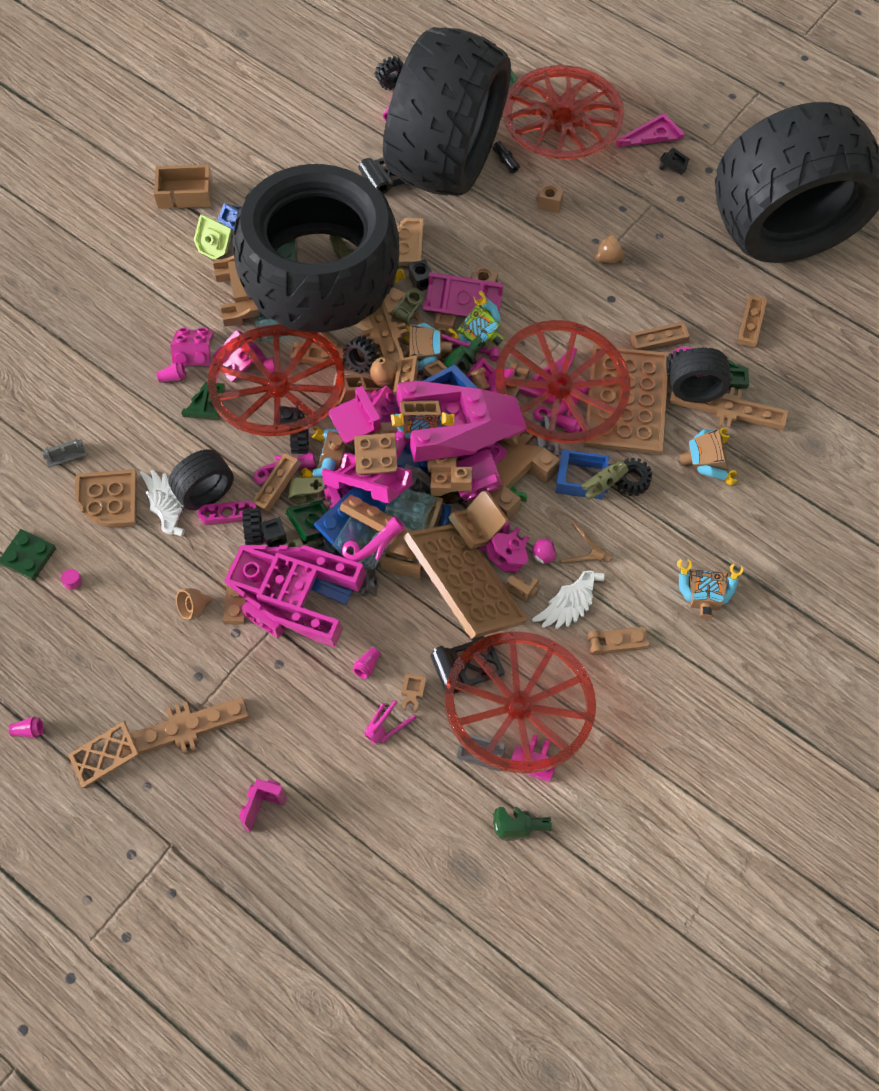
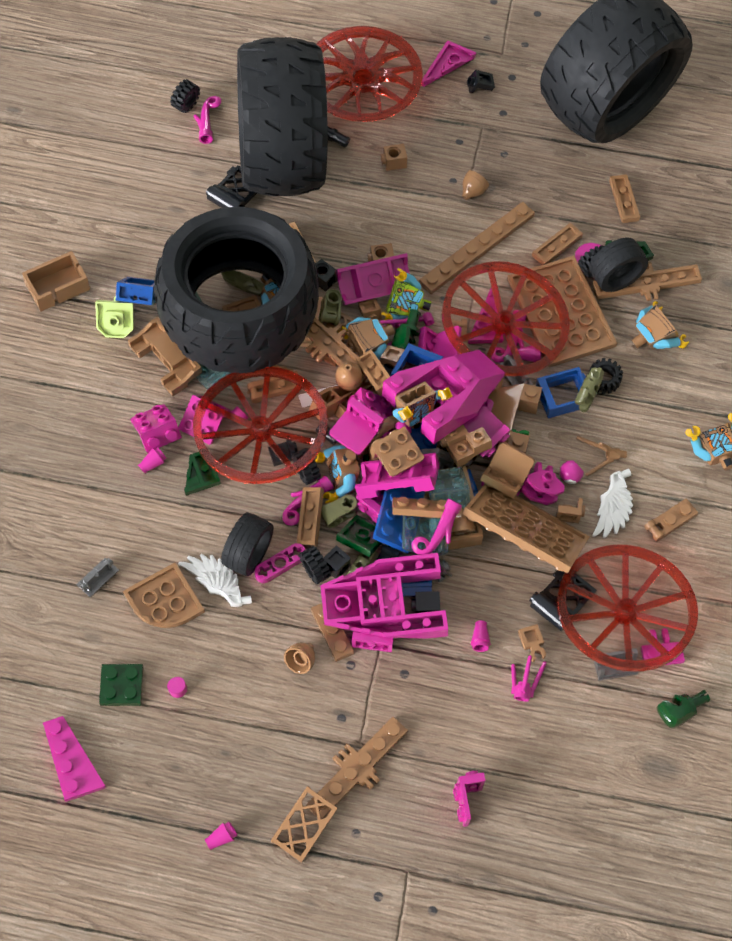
camera: 30 degrees left, 0 degrees up
(335, 608) = (426, 602): none -> black brick
(352, 355) = (318, 360): black tyre -> none
(479, 378) = (433, 346): medium nougat bush -> none
(584, 308) = (476, 248): none -> medium nougat plate

